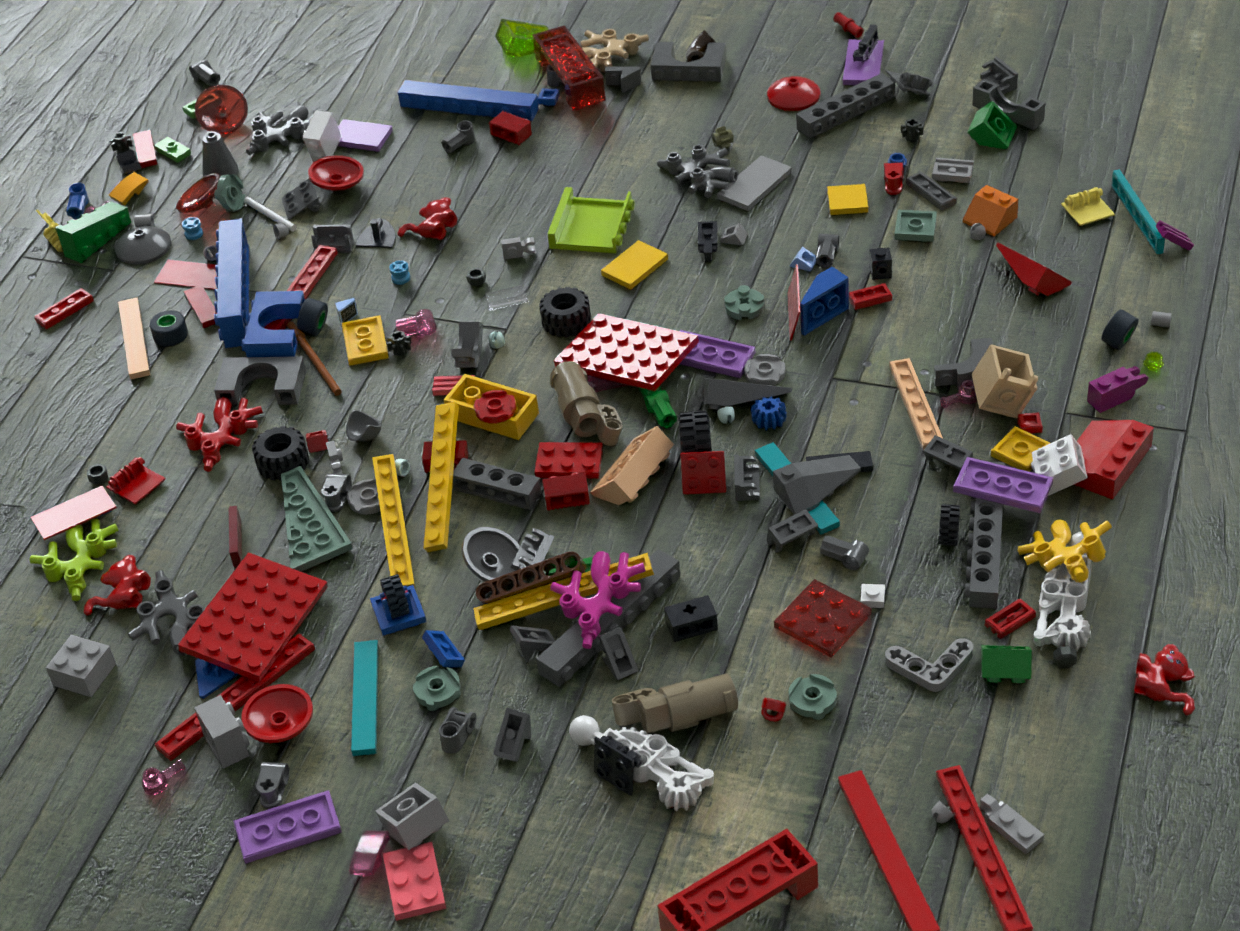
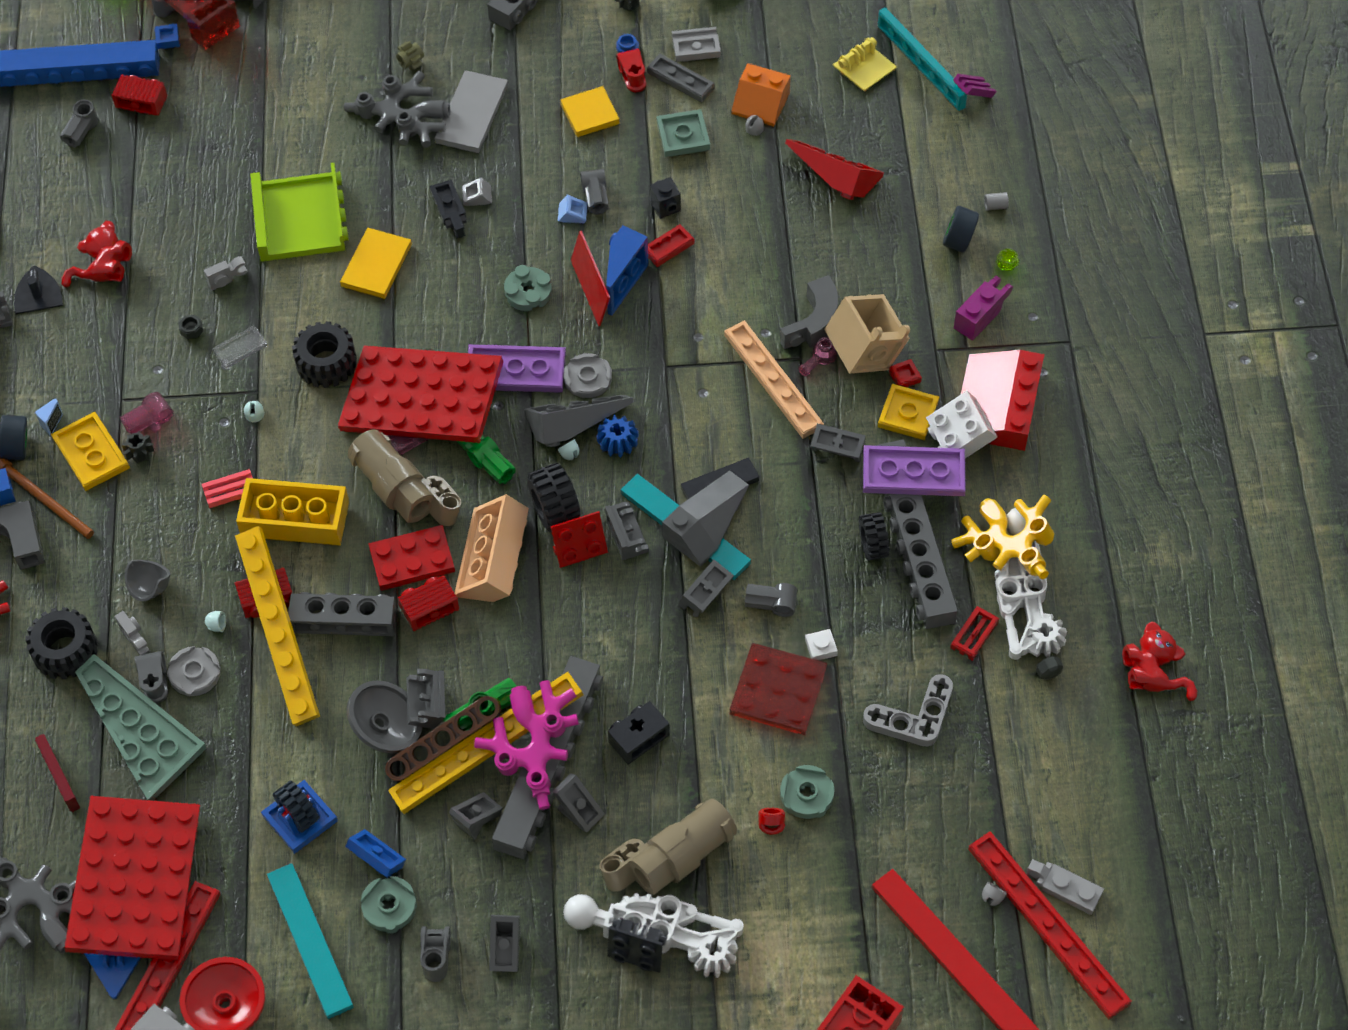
camera: 25 degrees left, 15 degrees up
(316, 441) = (95, 609): red slope -> none
(393, 519) = (243, 700): yellow plate -> none
(399, 272) = (92, 337): dark azure wheel -> none
(469, 345) = (227, 431): dark grey arch -> none
(495, 407) = (304, 516): red tile -> none
(1006, 662) = (992, 691): green slope -> none

